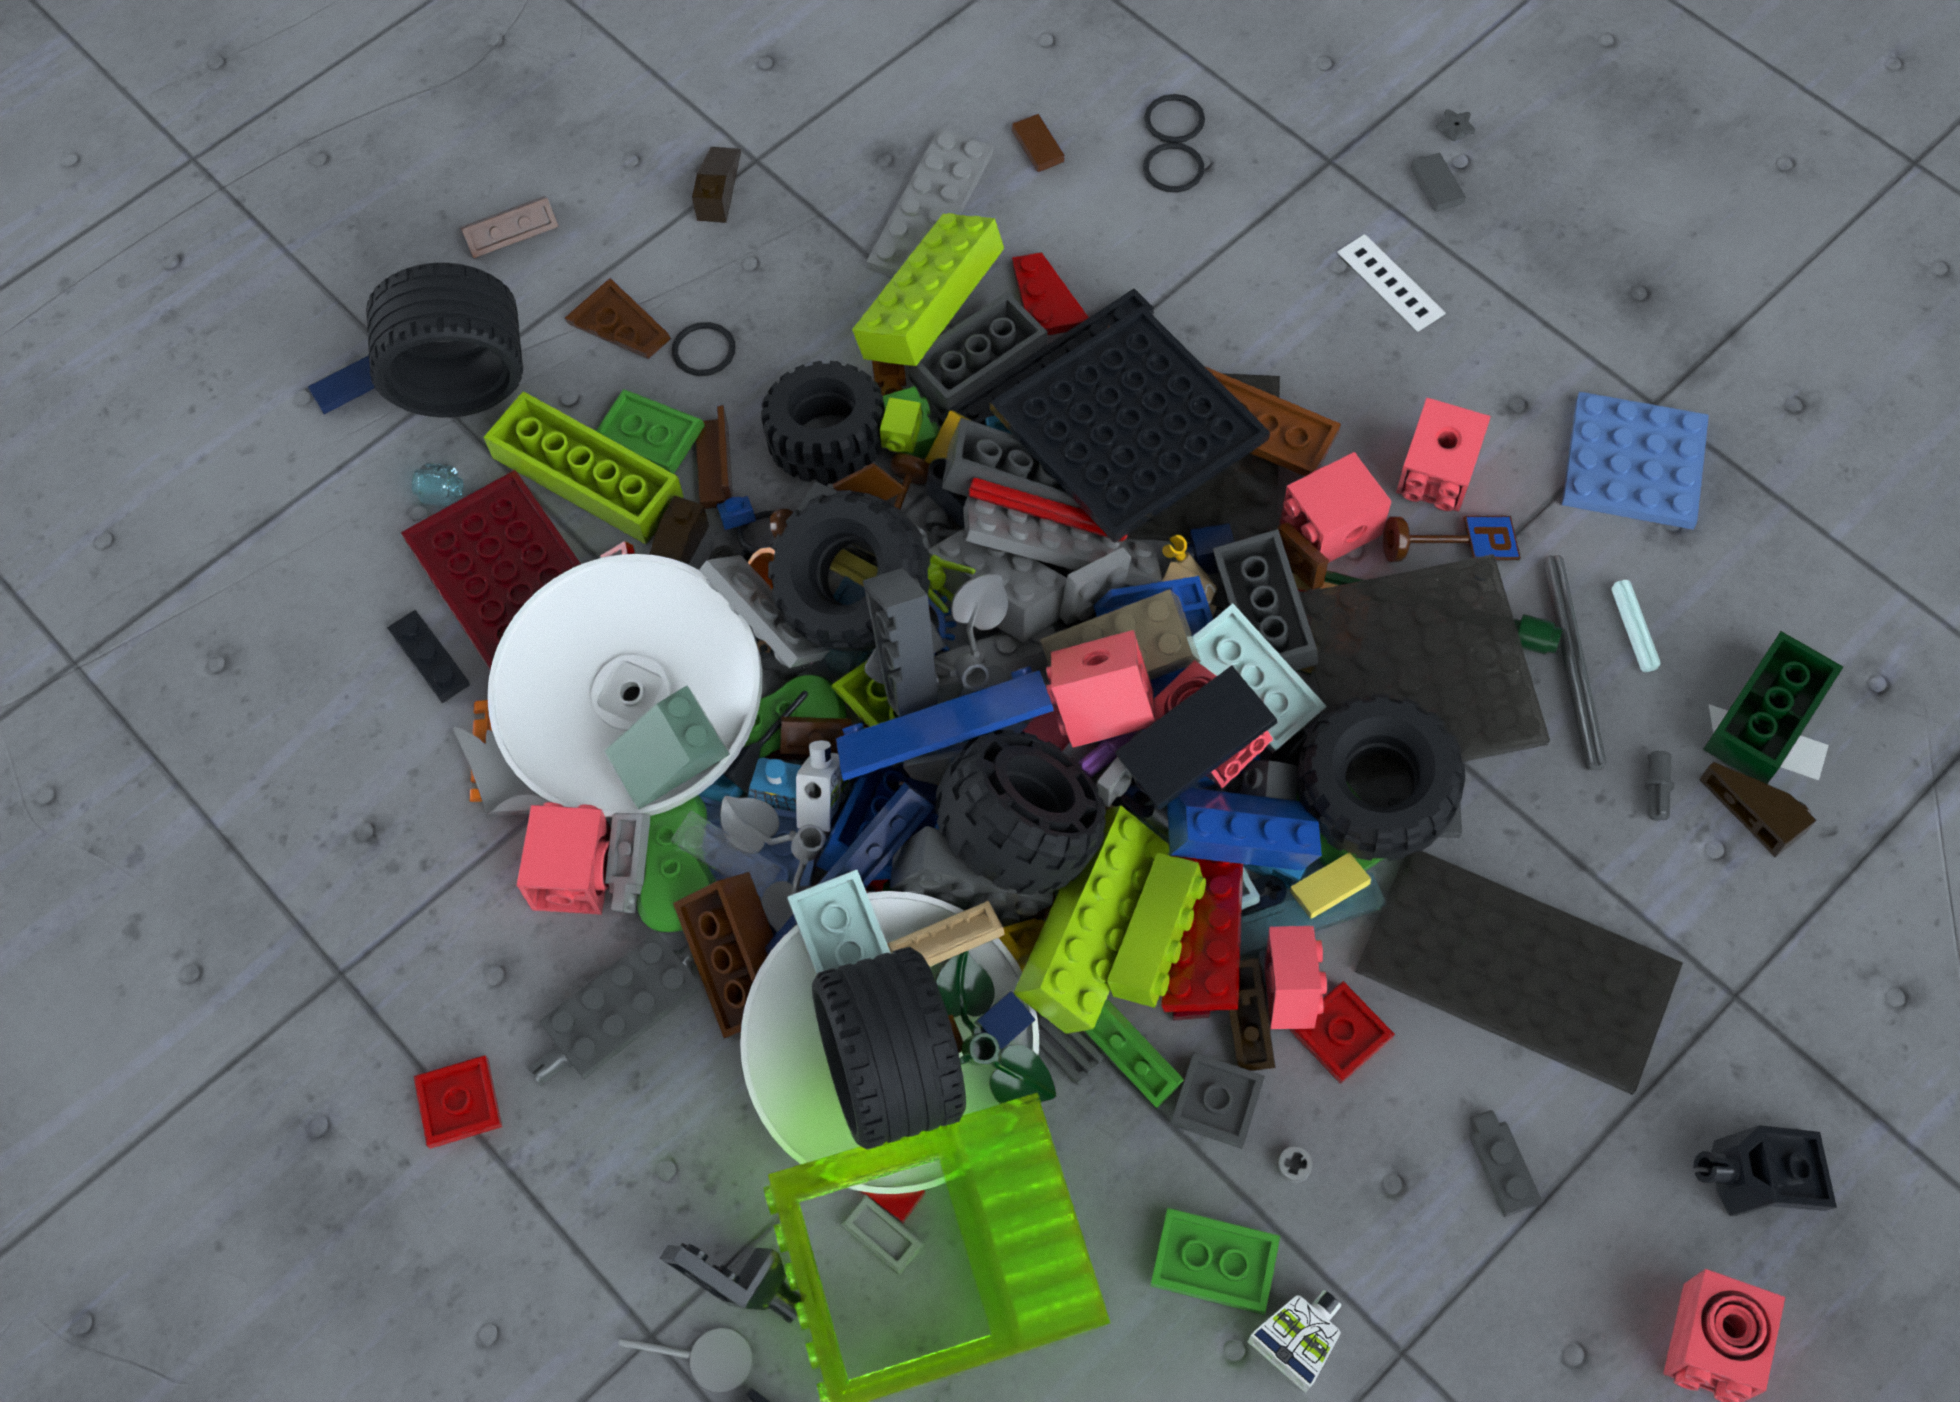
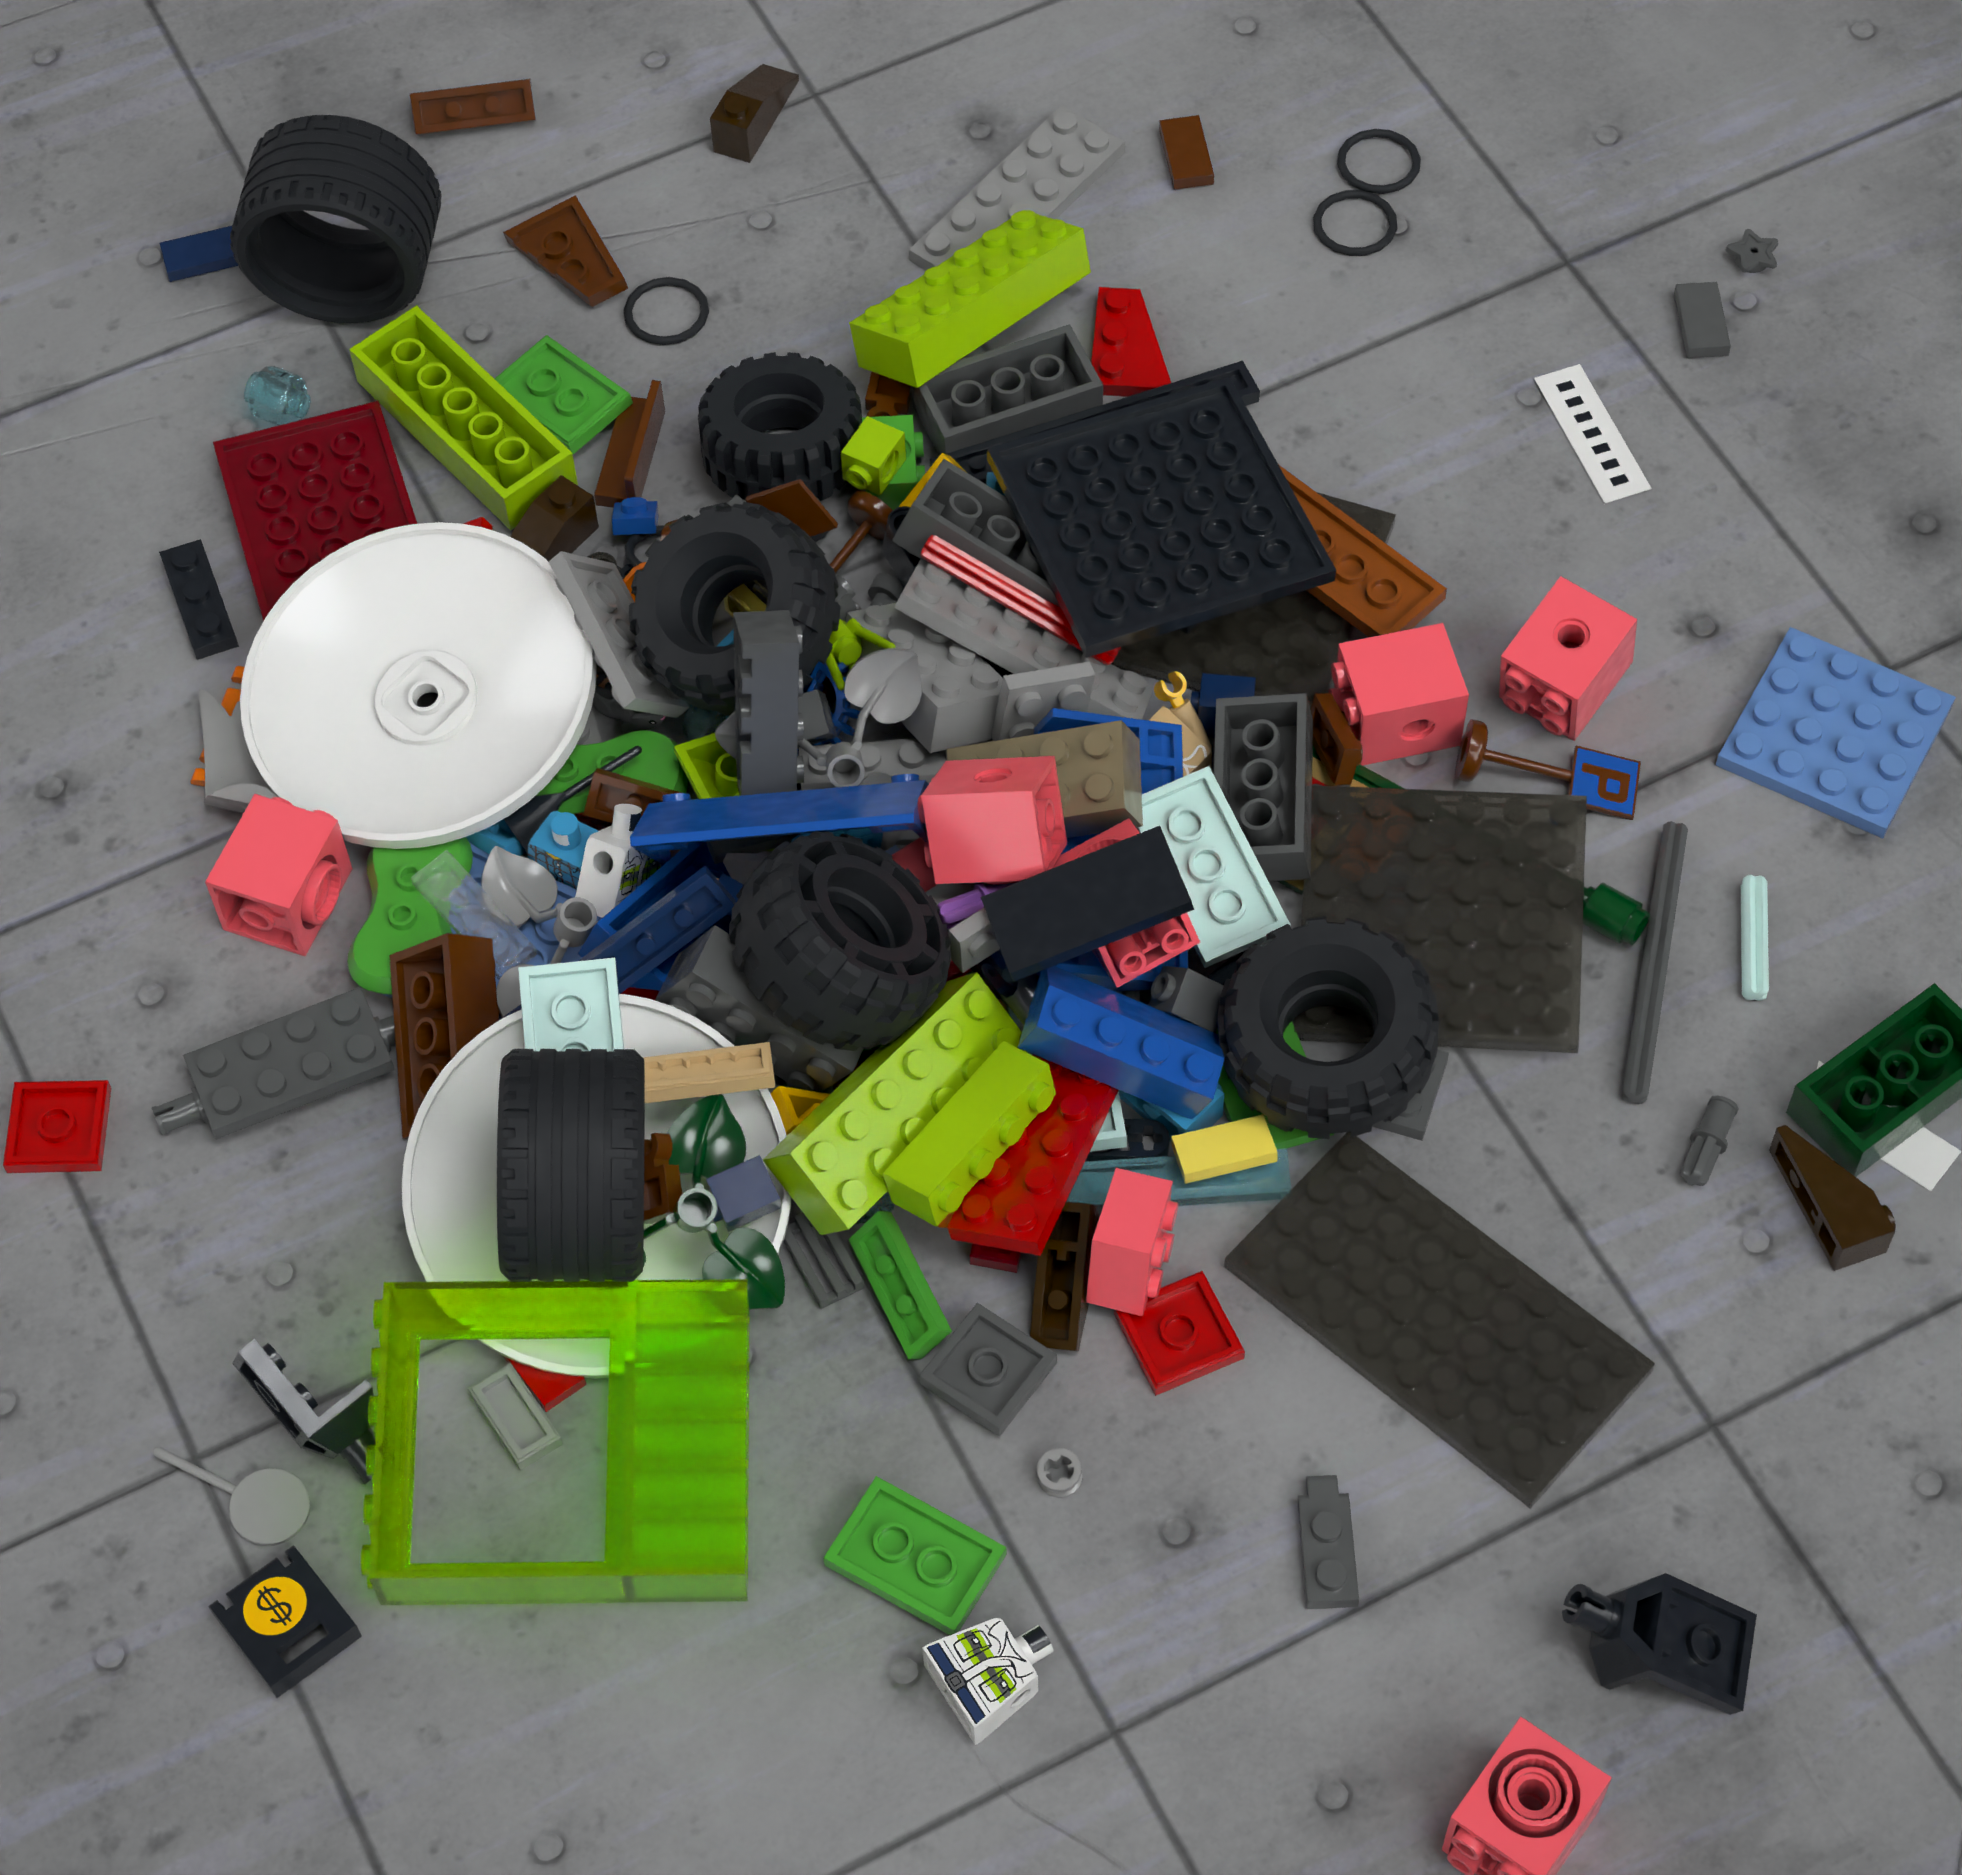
camera: 15 degrees right, 5 degrees down
(627, 859) = (352, 892): light grey hinge -> none
(666, 748) = (441, 766): sand green slope -> none

